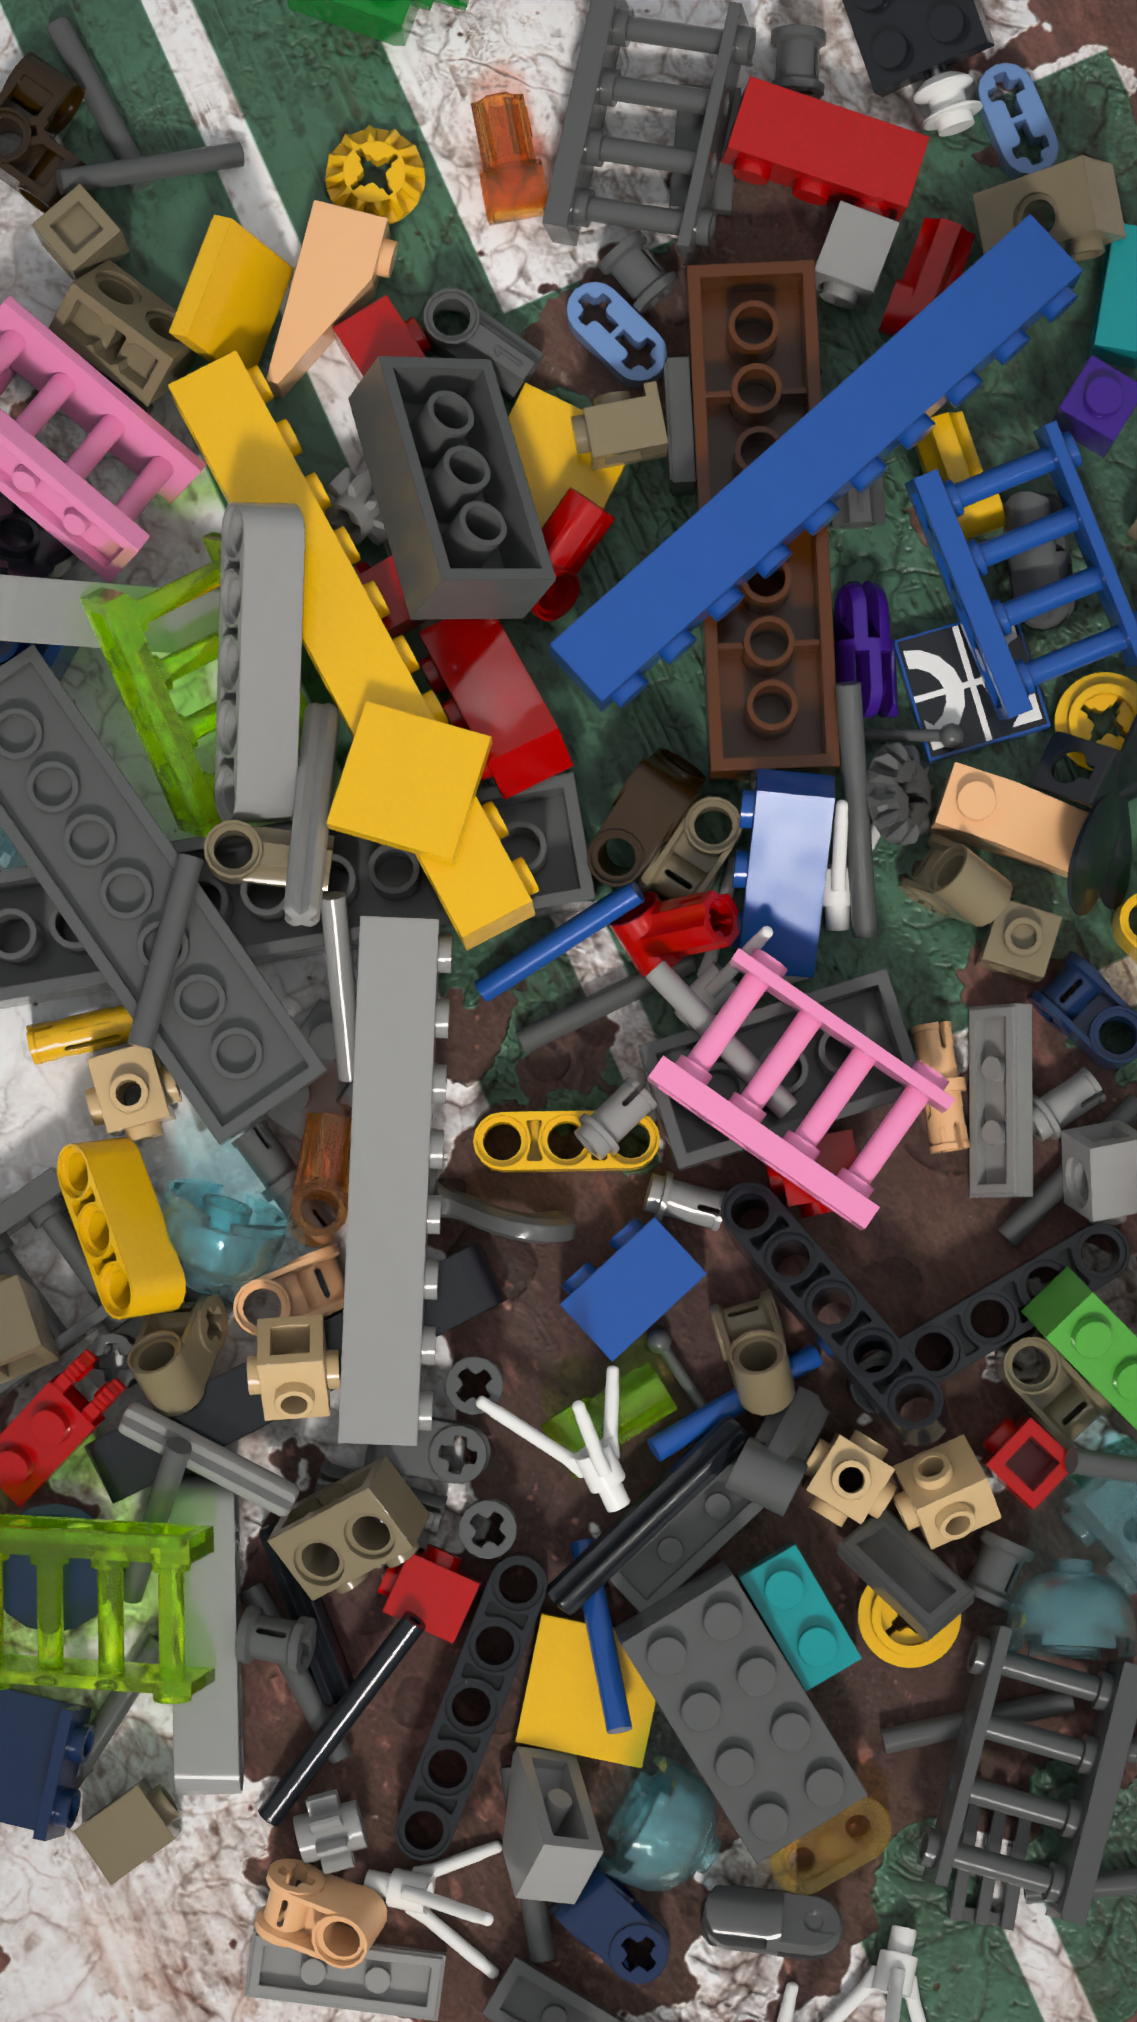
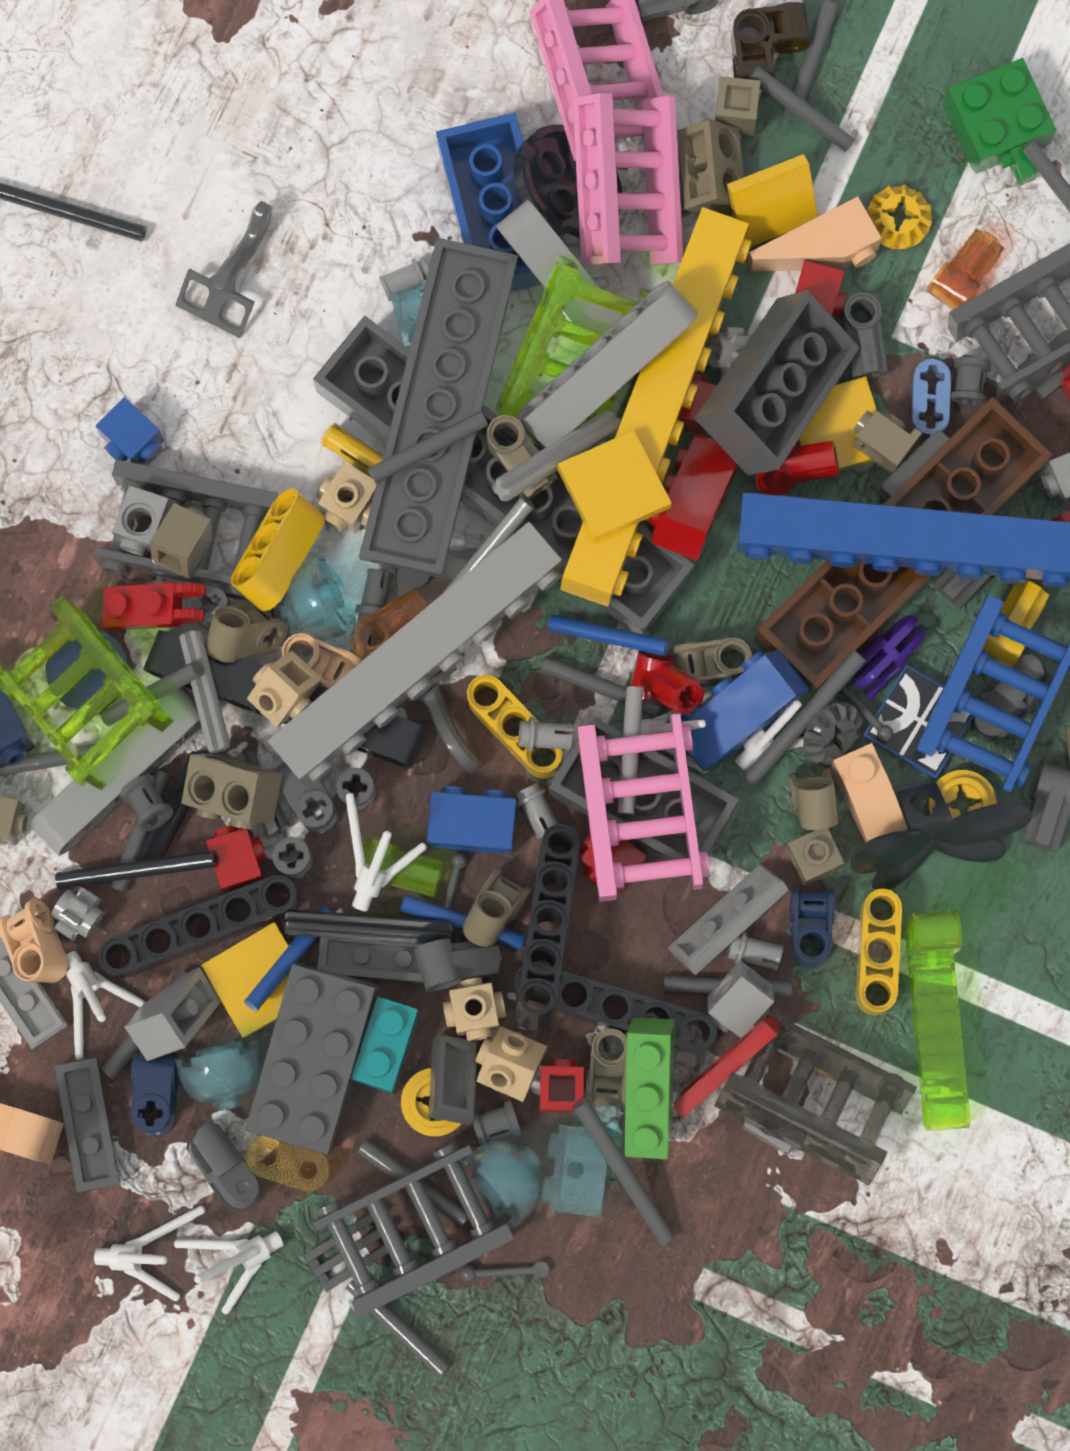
camera: 50 degrees right, 5 degrees down
(645, 814) = (706, 616): dark brown piece -> none
(935, 1048) = (721, 870): light nougat pin -> none

